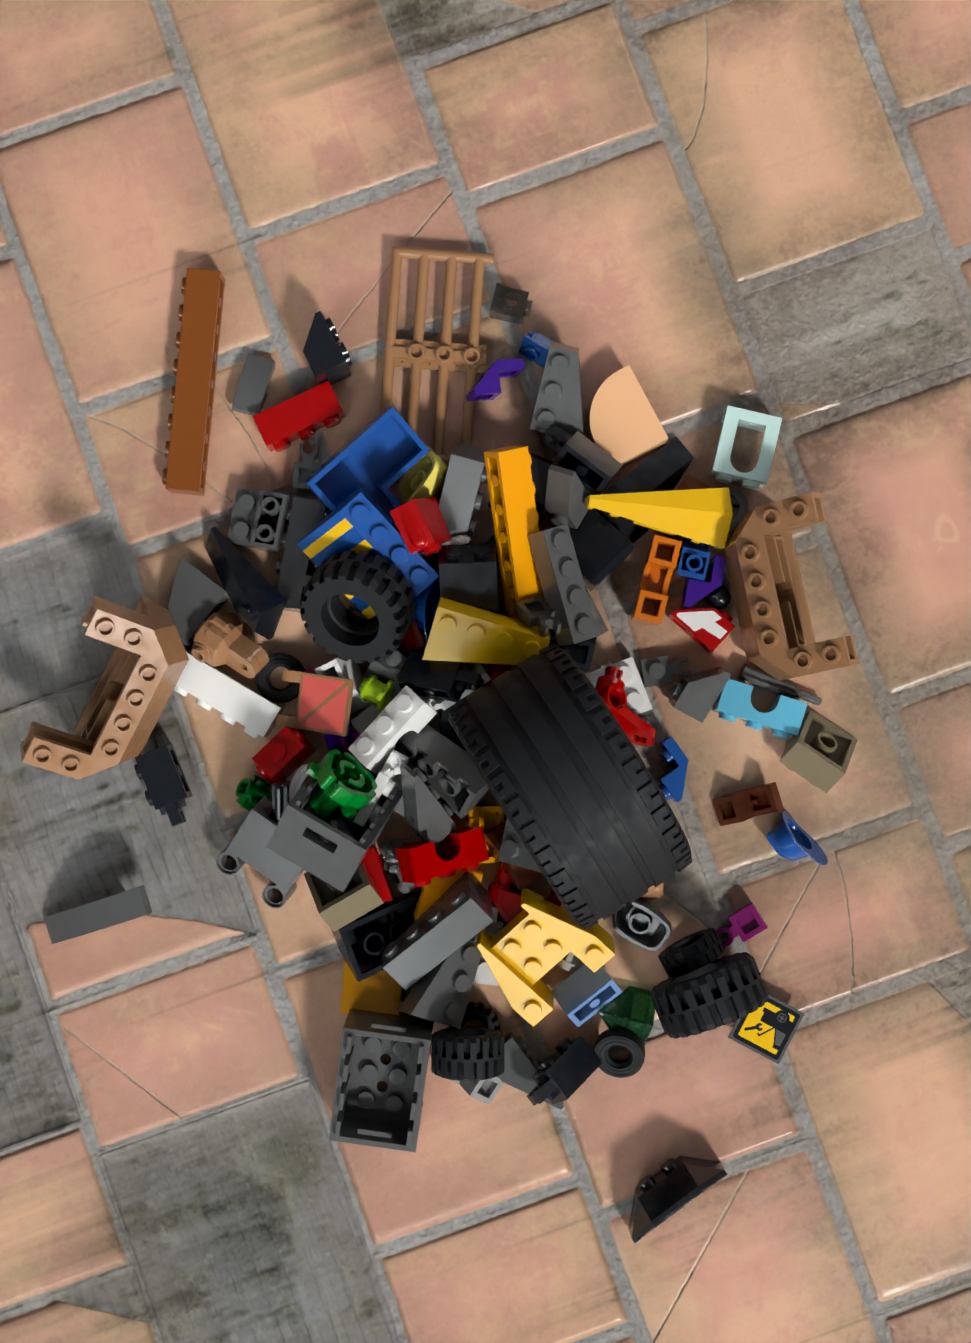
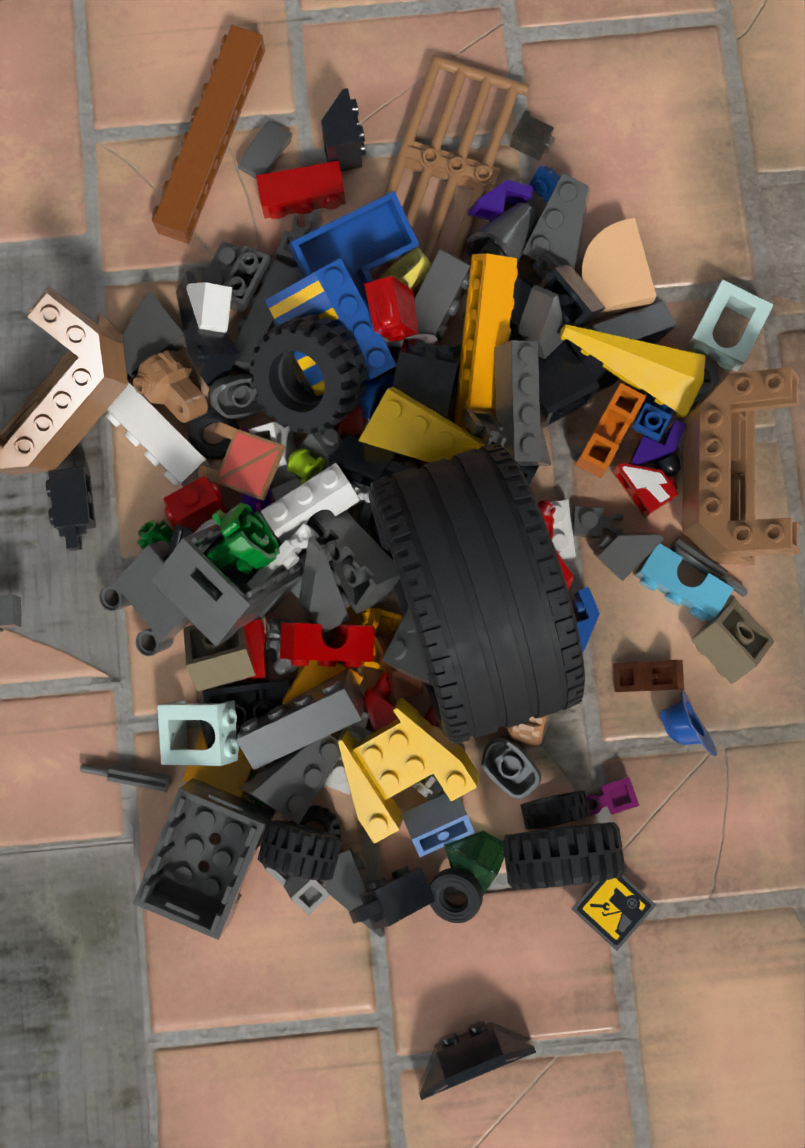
camera: 10 degrees right, 5 degrees down
(245, 561) = (210, 305): none -> white slope
(290, 640) = (234, 396): none -> dark grey piece
(291, 1021) = (130, 776): none -> dark grey axle
(321, 975) = (173, 733): none -> light aqua panel
(508, 416) = (506, 233): none -> dark grey cone

